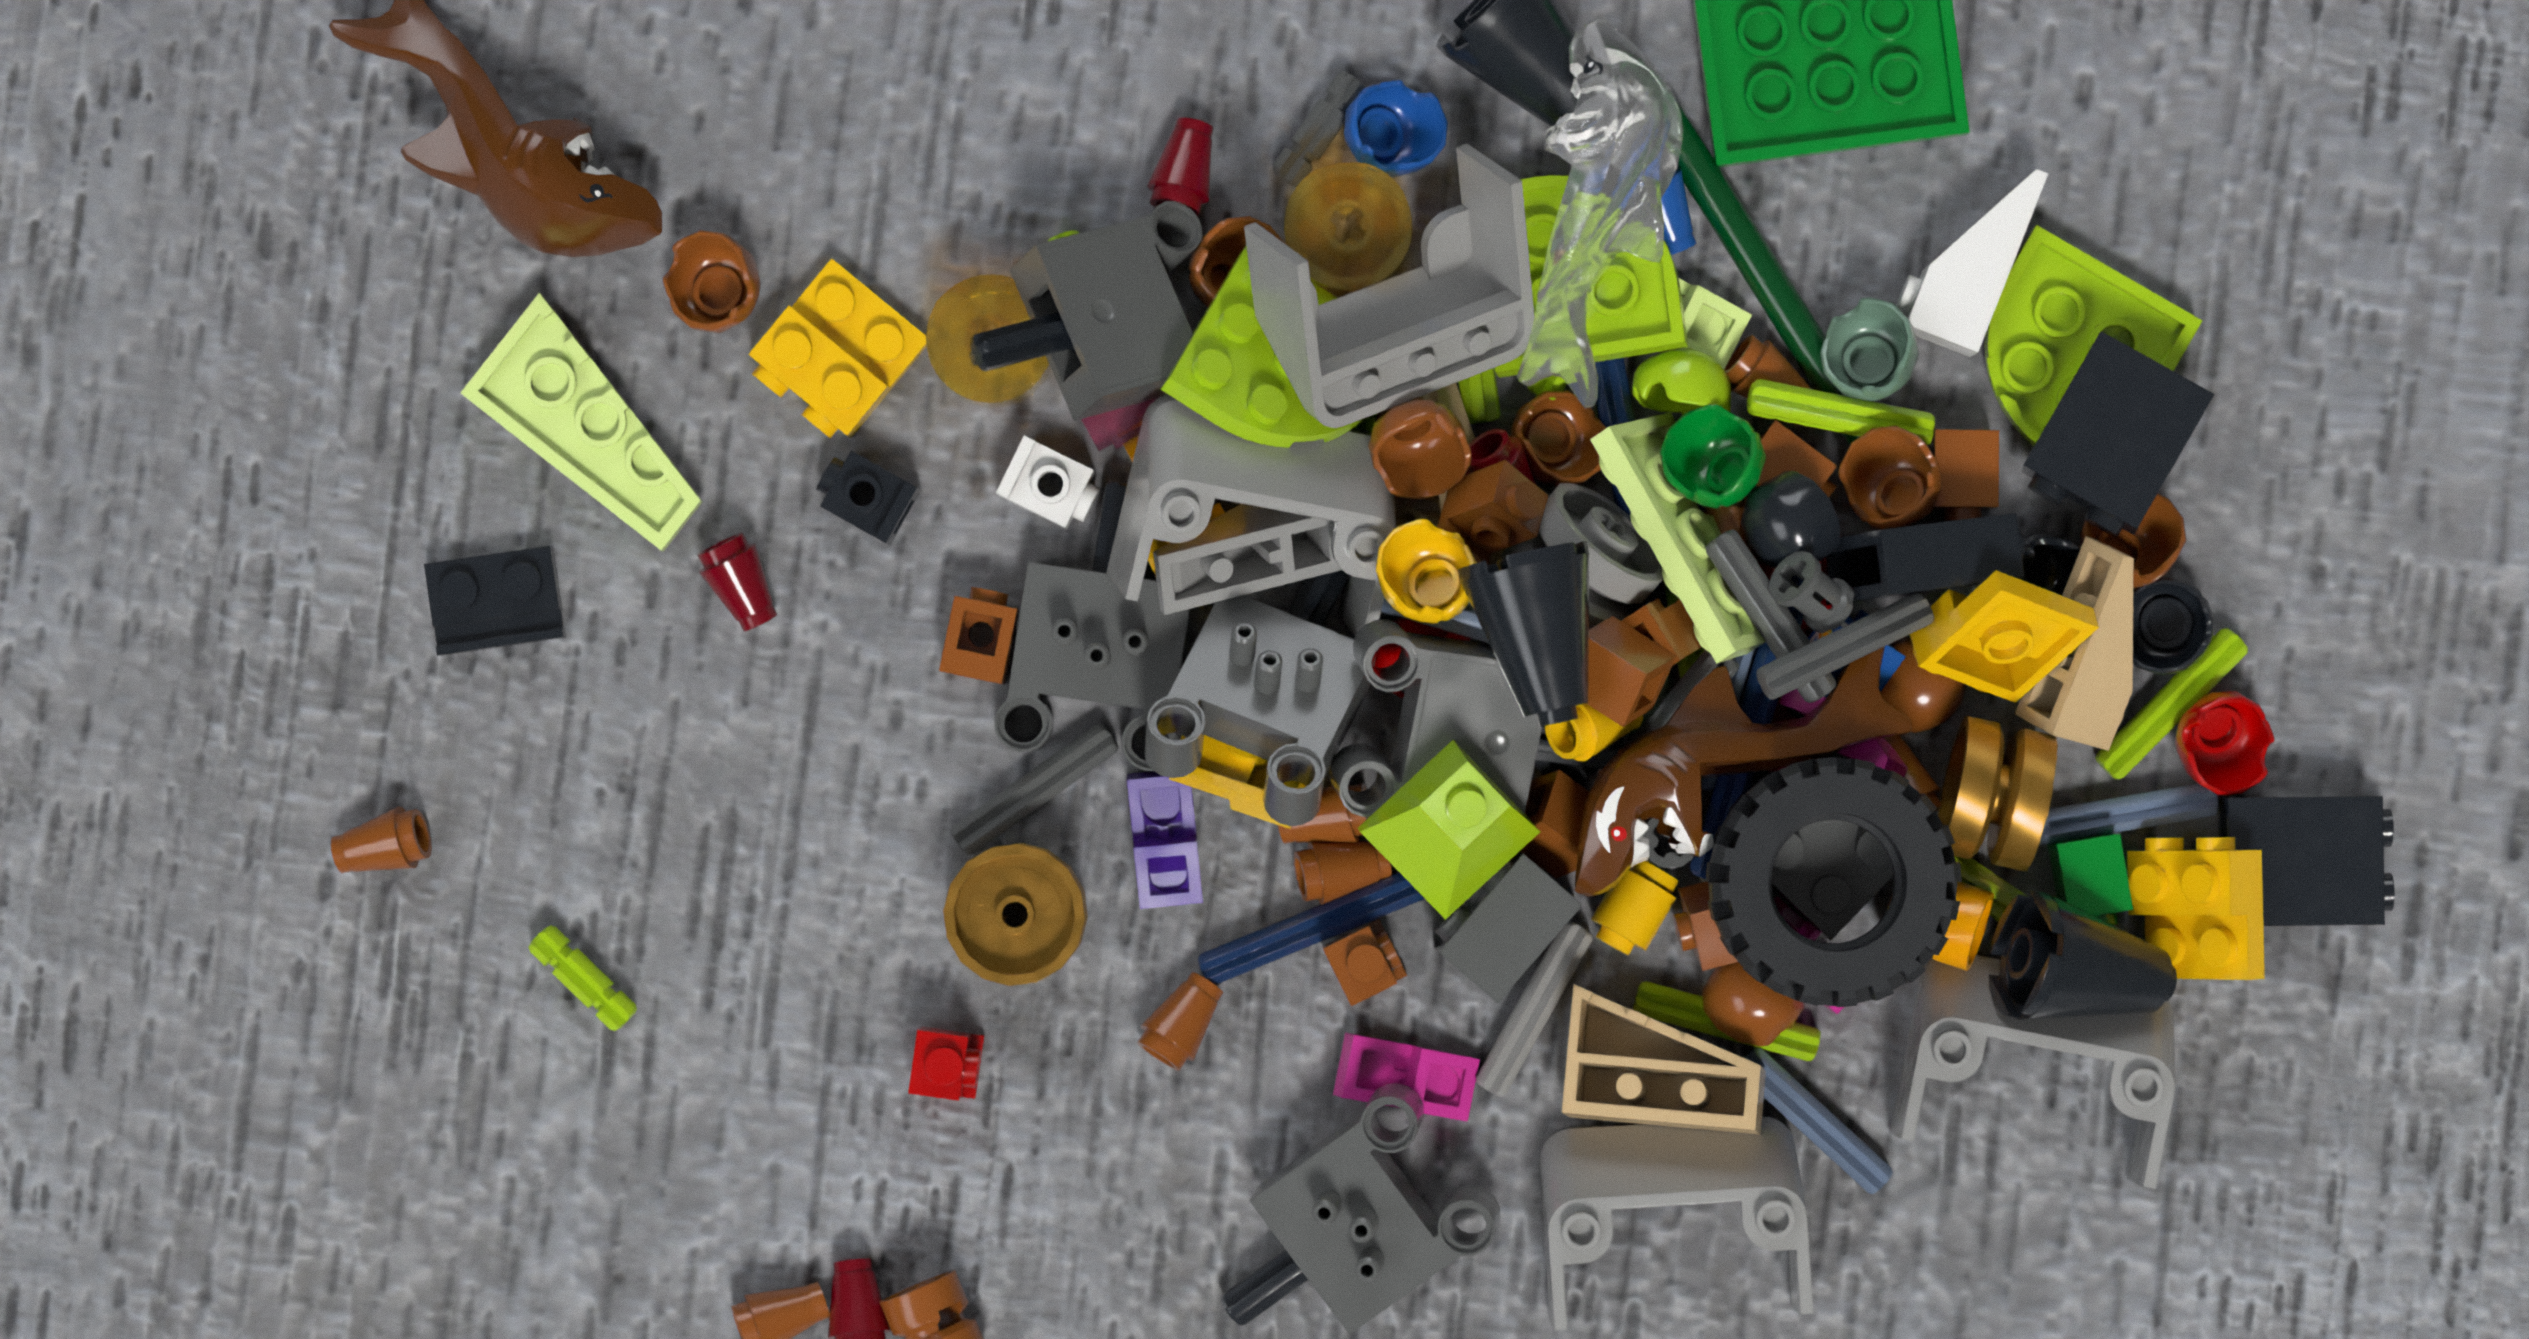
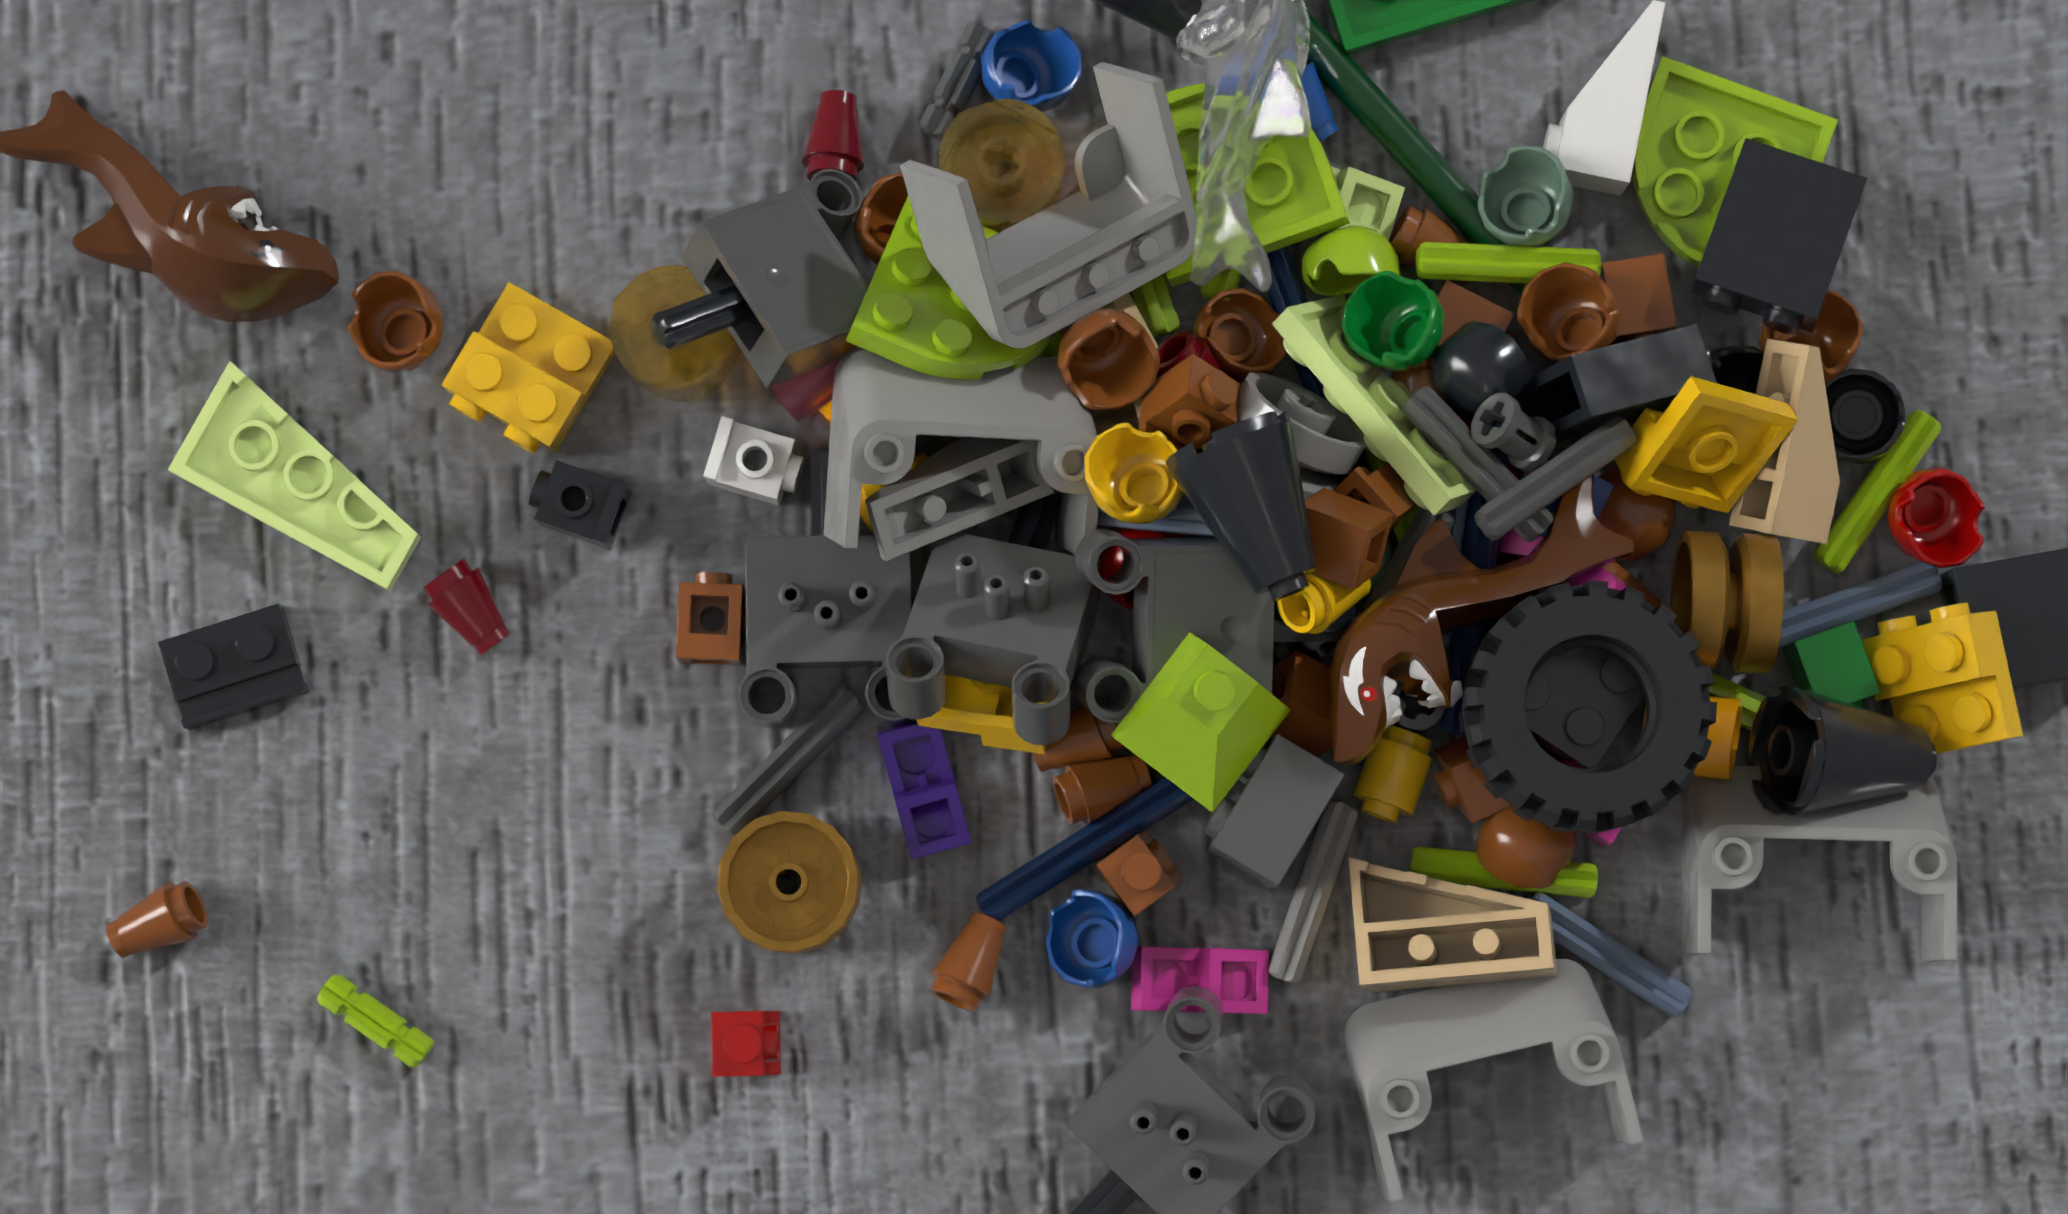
camera: 10 degrees left, 5 degrees down
(1305, 1019) = (1091, 939): none -> blue hair

